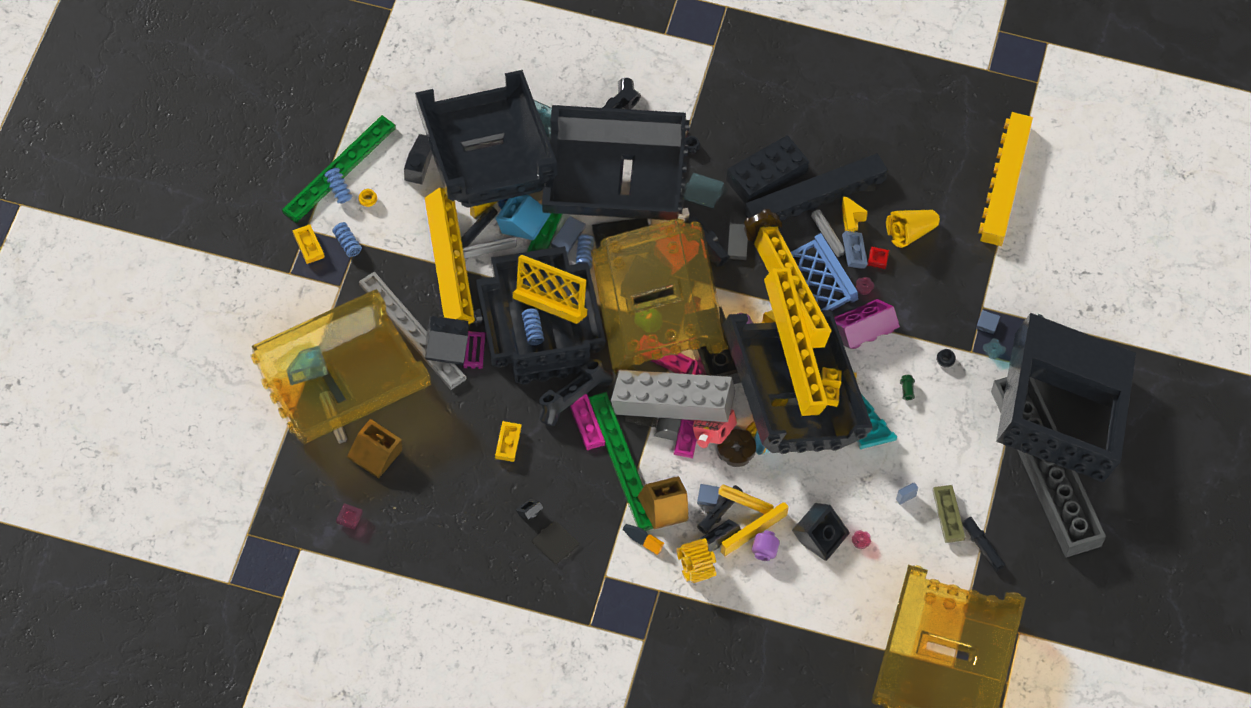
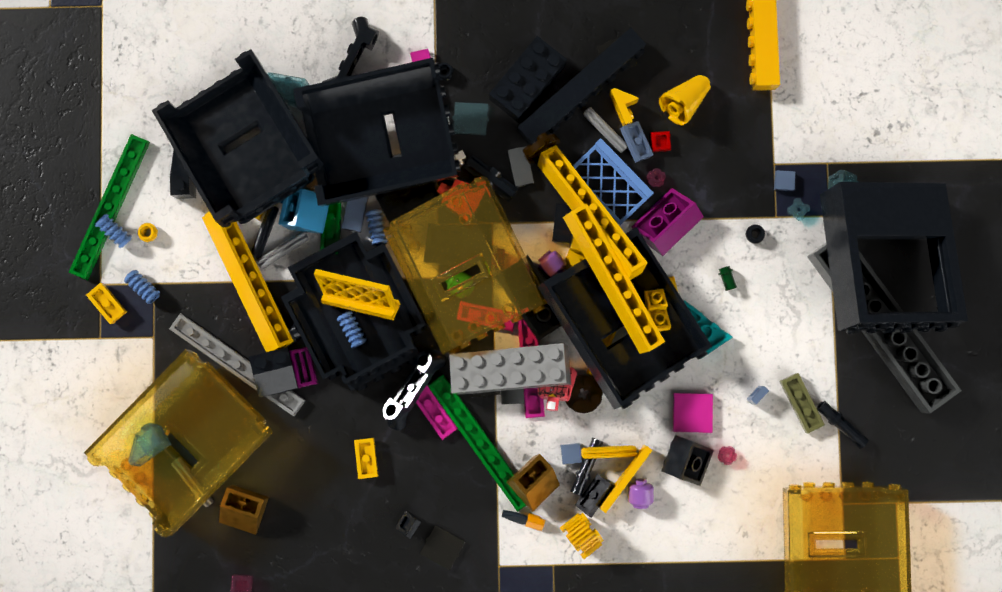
camera: 10 degrees left, 25 degrees up
(760, 302) = (561, 231): none -> black tile
(839, 492) = (692, 412): none -> dark pink tile

